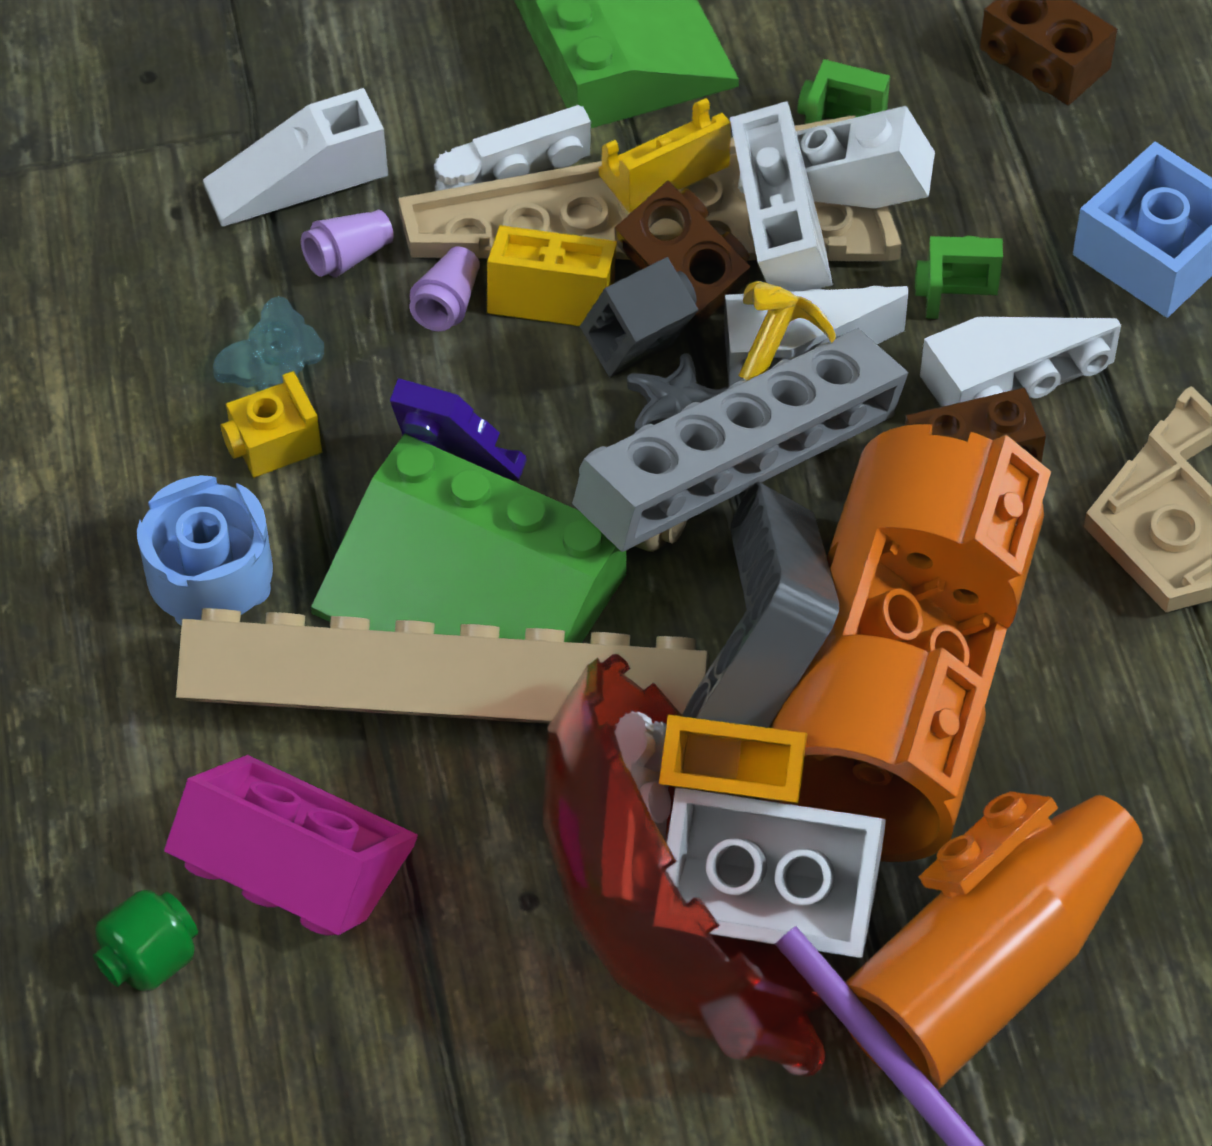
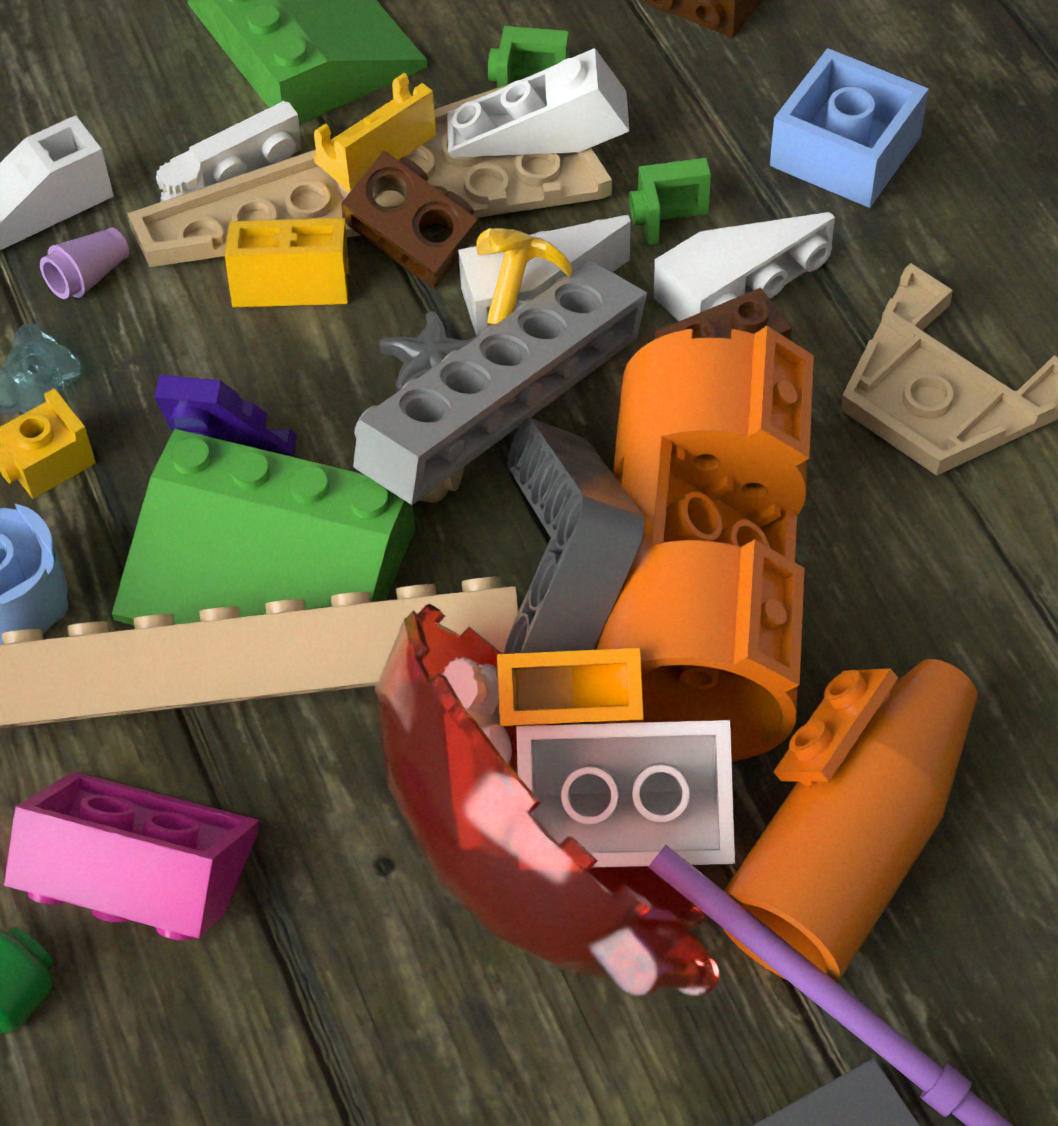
camera: 10 degrees left, 0 degrees up
(444, 291) = (187, 293): lavender cone -> none
(639, 316) = (381, 281): dark grey brick -> none
(780, 200) = (492, 152): white slope -> none

